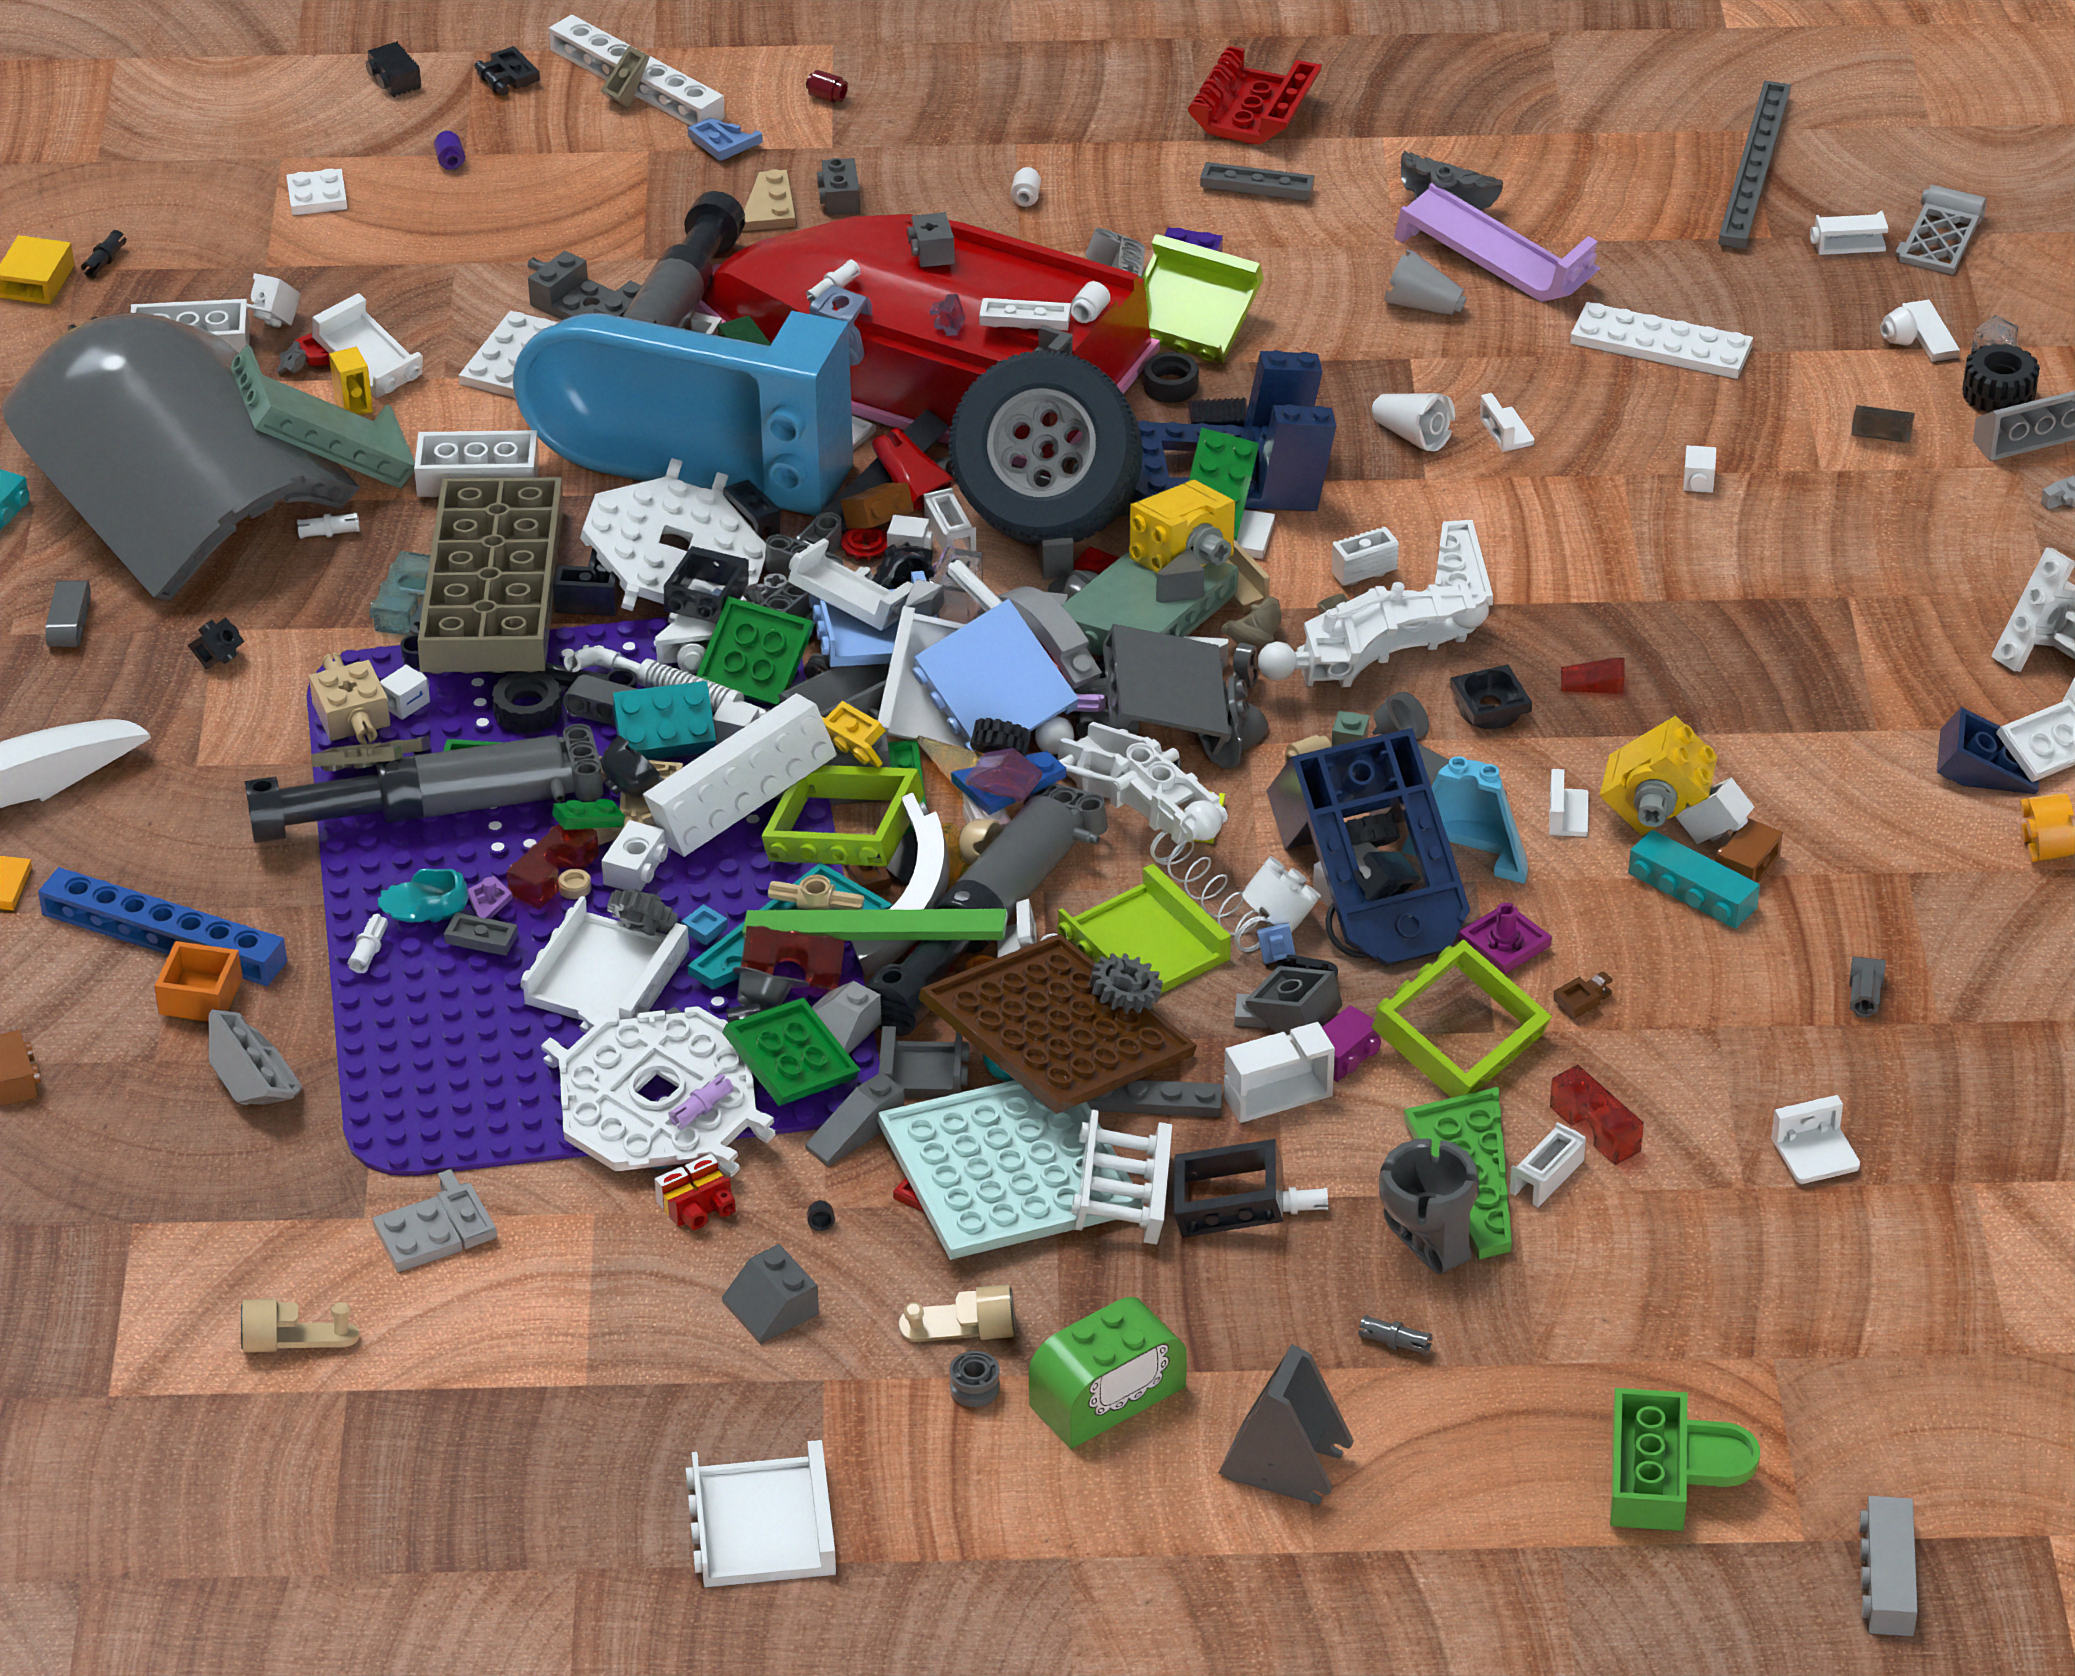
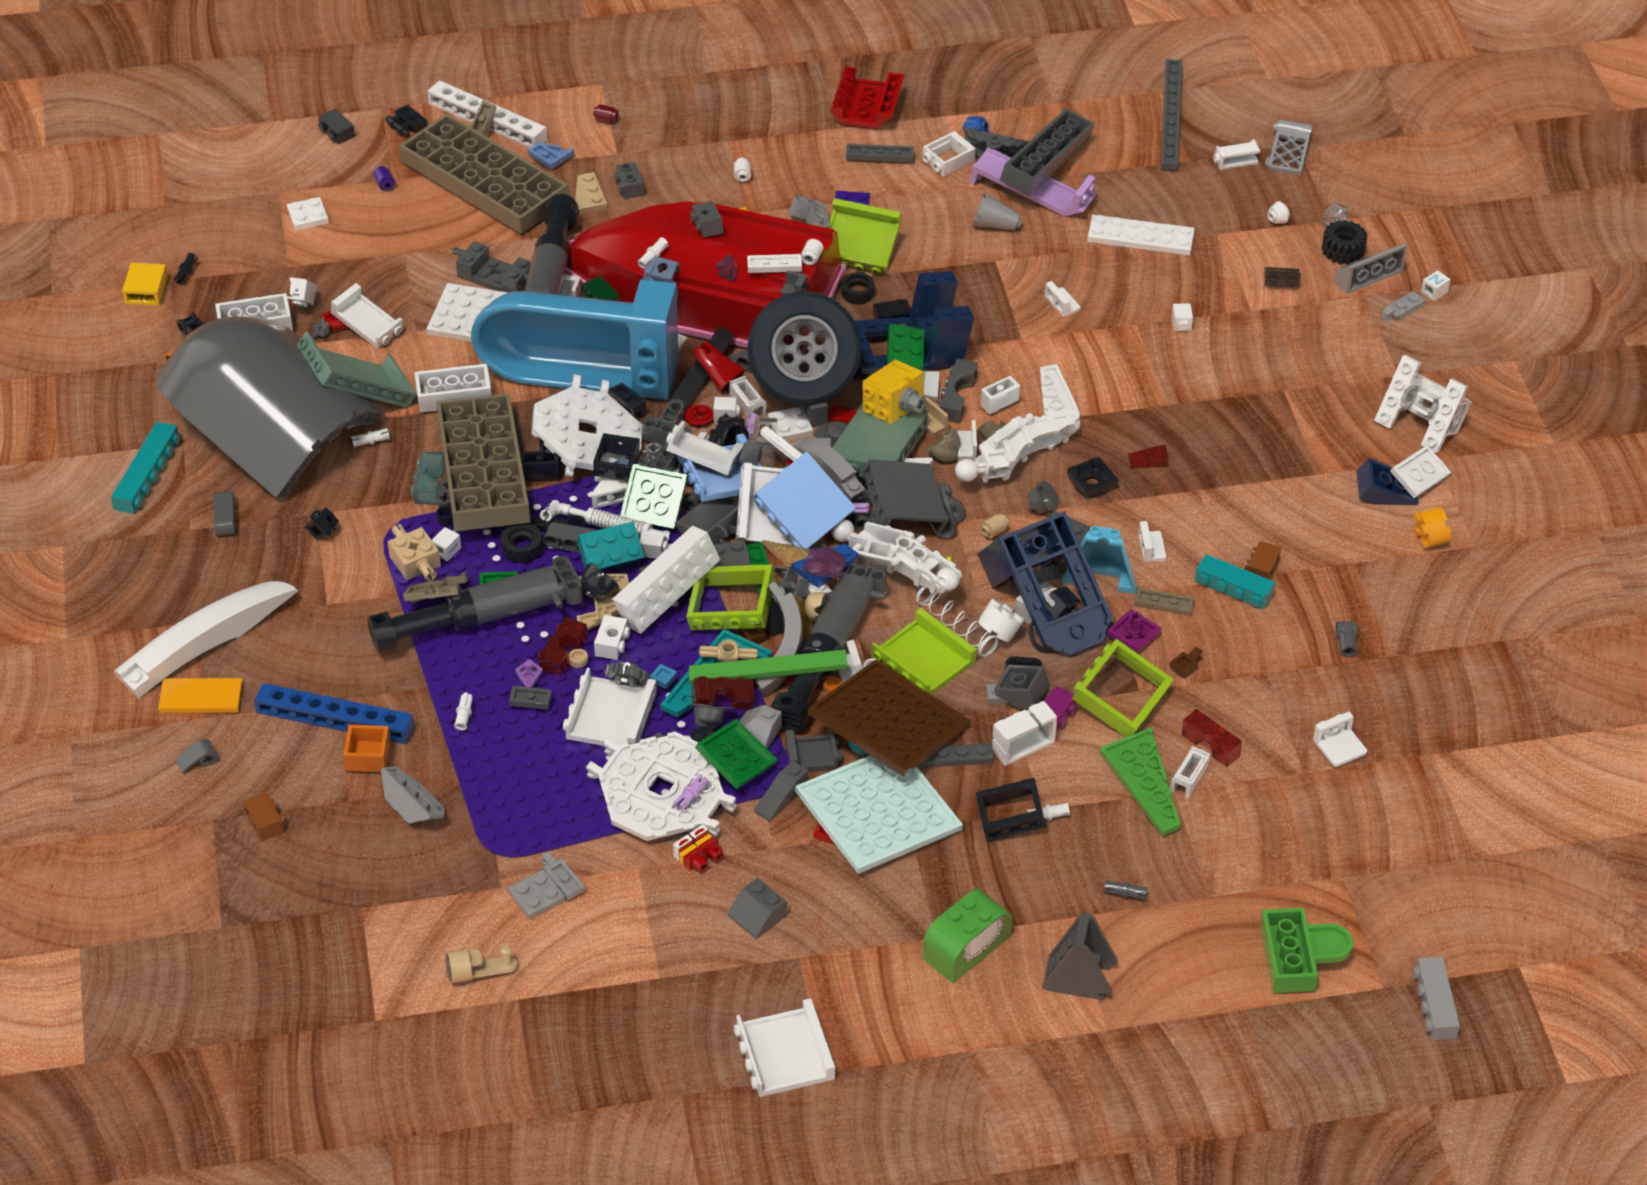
camera: 10 degrees left, 5 degrees up
(351, 381) = (363, 341): yellow brick -> none
(429, 896) = (492, 678): teal hair -> none
(588, 815) = (579, 614): green plate -> none
(603, 152) = (482, 172): none -> dark tan brick
(690, 657) = (614, 503): white plate -> none
(820, 1215) = (774, 854): black hinge -> none
(854, 732) = (729, 544): yellow bracket -> none
(877, 505) = (703, 391): dark orange brick -> none
(949, 803) = (788, 583): none -> dark grey piece
(974, 1378) = (883, 942): dark grey wheel -> none
(977, 1313) = (885, 906): tan piece -> none
(997, 735) = (815, 538): black tyre -> none
(1012, 568) = (792, 423): none -> white plate
(1125, 983) = (923, 687): dark grey gear -> none
(1153, 1169) = (965, 802): white fence -> none
(1180, 579) = (900, 424): dark grey slope -> none
(1246, 663) = (946, 472): dark grey beam -> none
(1276, 942) = (1002, 650): medium blue tile -> none
(1292, 622) = (968, 443): none -> white panel
(1309, 524) = (961, 376): none -> dark grey arch
(1349, 728) = (1016, 512): sand green brick -> none
(1379, 172) = (952, 141): none -> white window
(1416, 417) = (1009, 301): white cone -> none
(1427, 148) = (977, 123): none -> blue head
(1430, 1200) = (1133, 806): dark grey piece -> none
(1528, 198) = (1046, 152): none -> dark grey brick
(1568, 899) = (1164, 601): none -> dark tan tile
(1658, 775) = (1205, 521): yellow piece -> none
(1720, 812) = (1240, 538): white brick -> none
(1932, 332) = (1298, 215): white tile -> none

